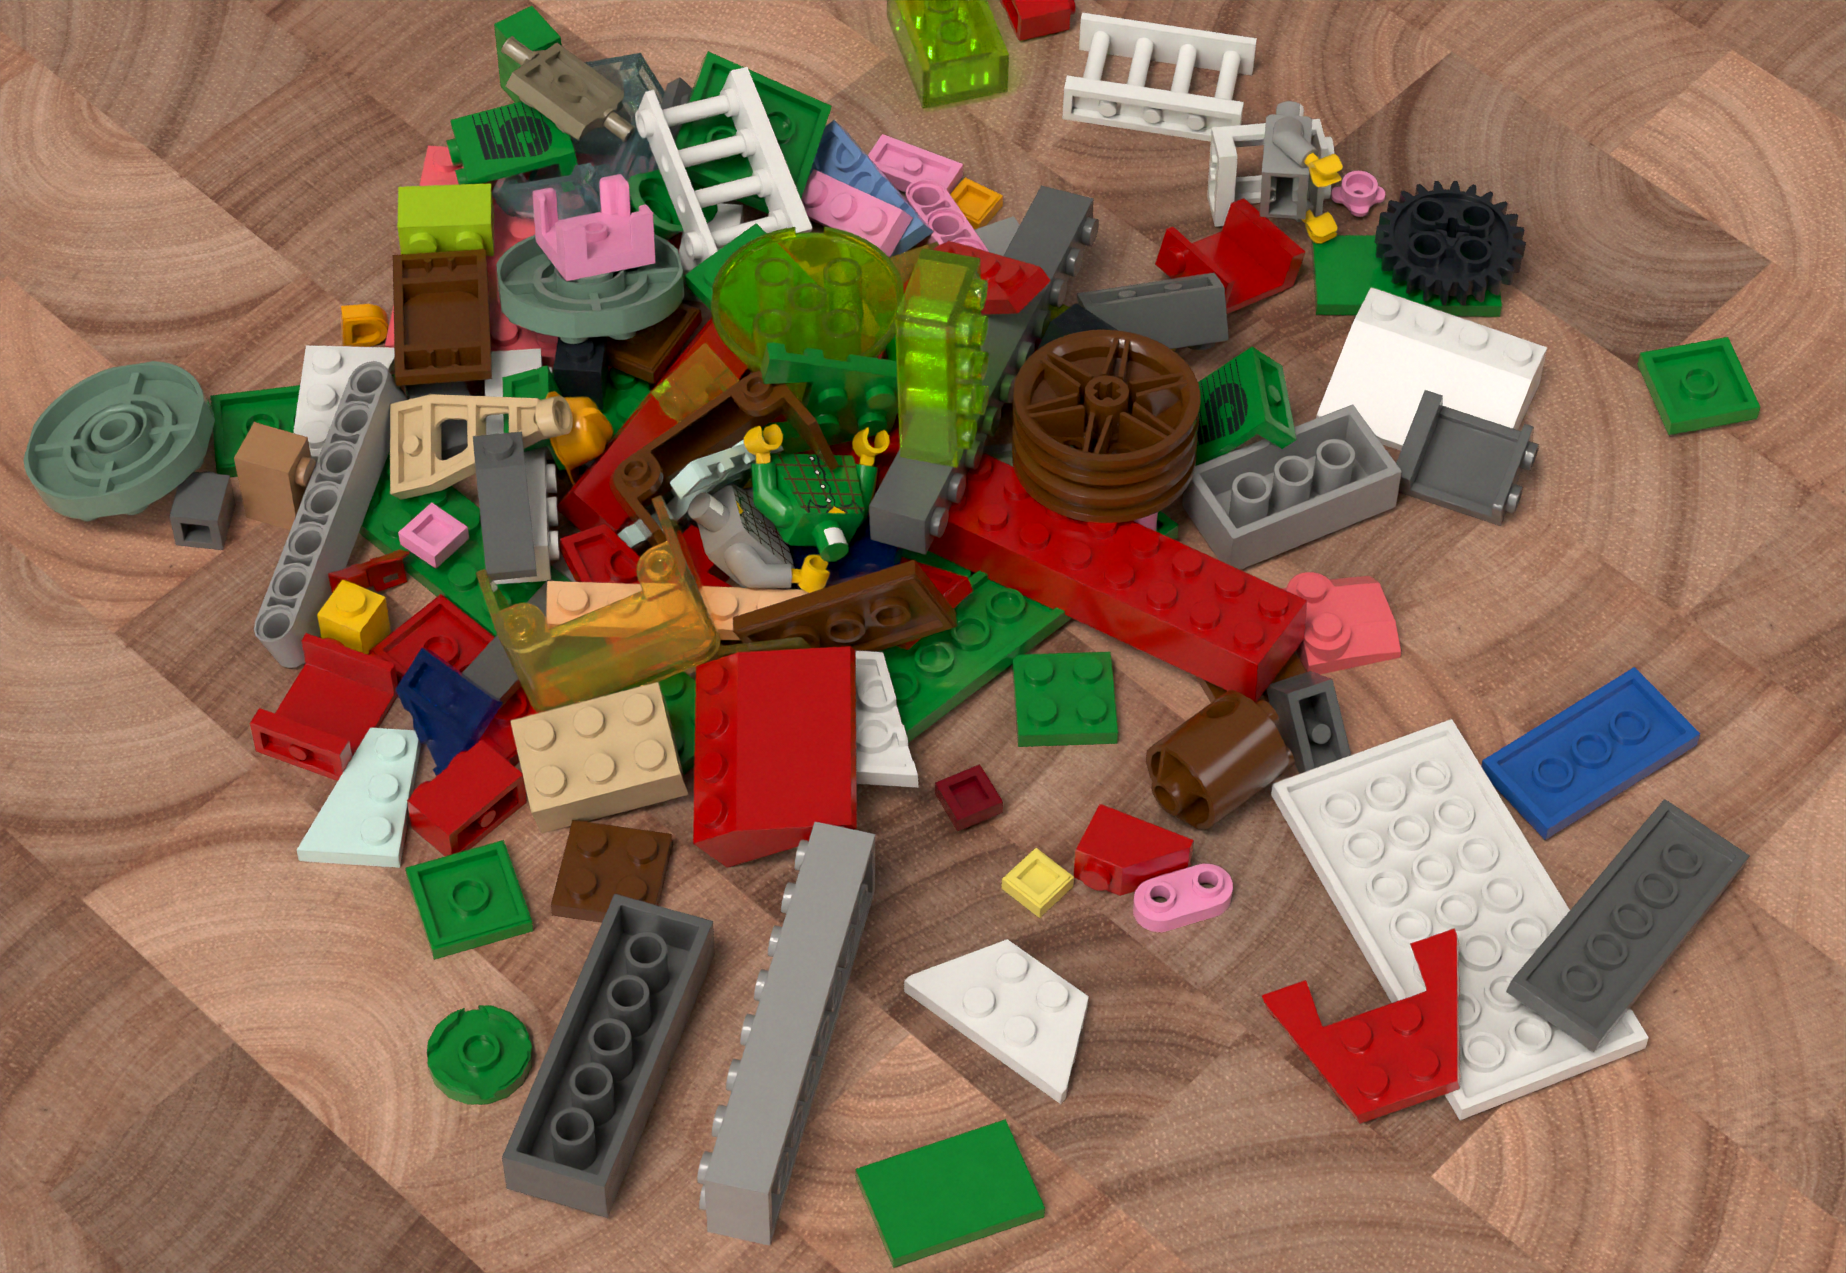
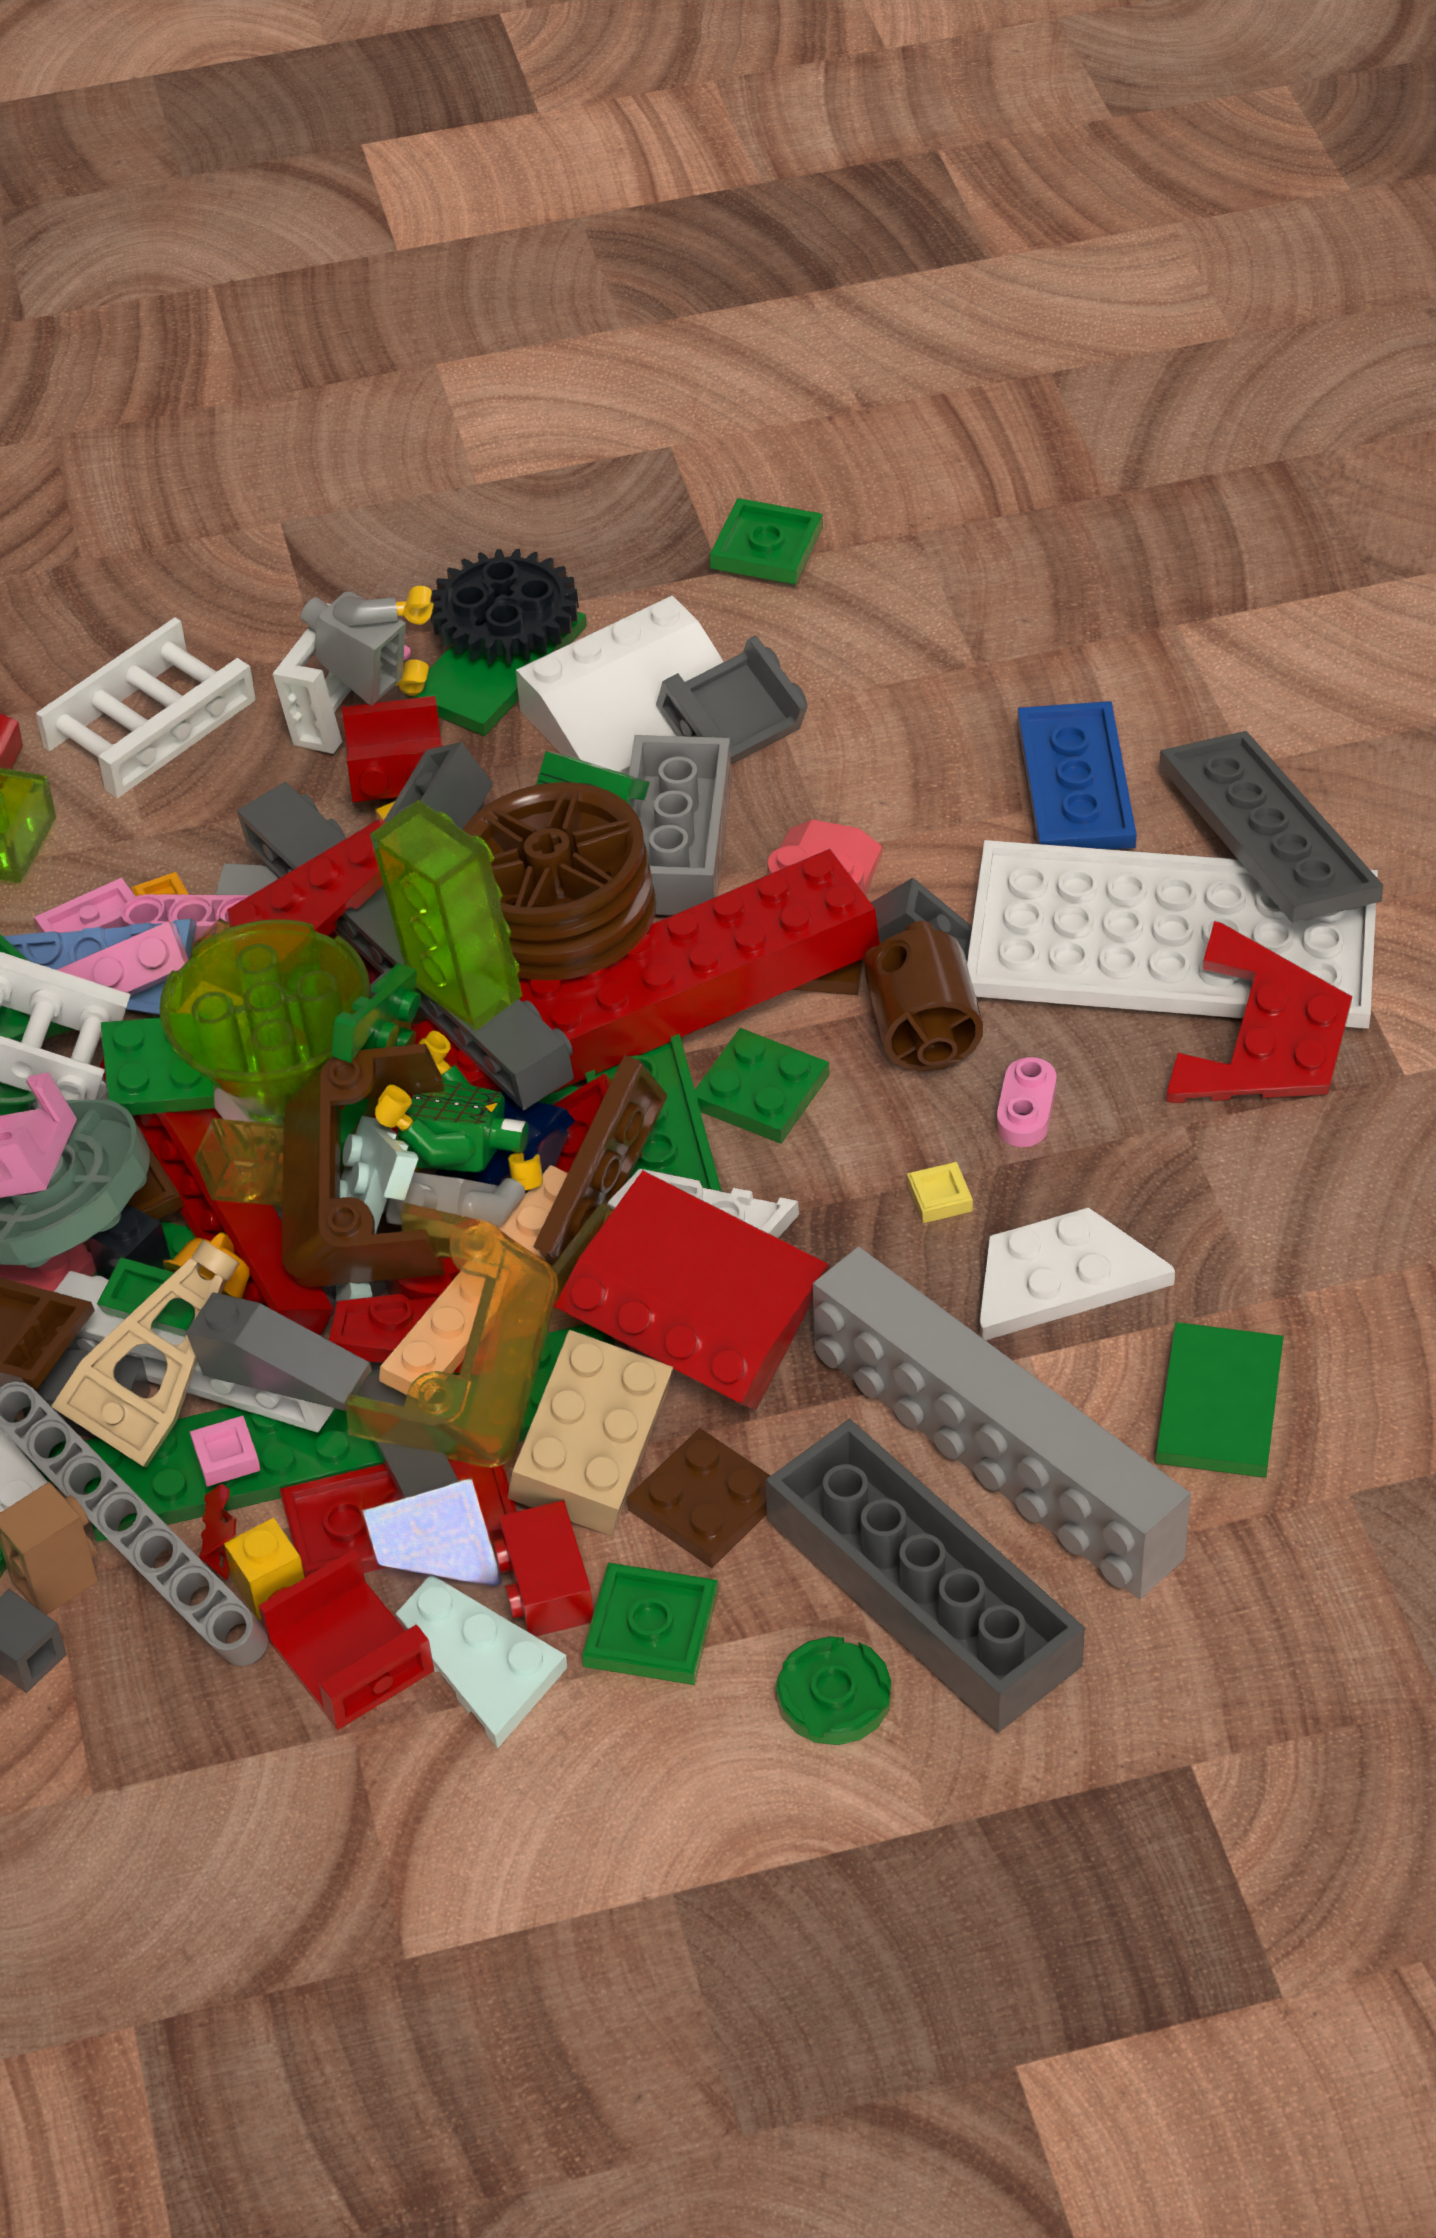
camera: 55 degrees left, 5 degrees down
(968, 797) = (821, 1194): dark red plate -> none
(1125, 851) = (959, 1112): red slope -> none

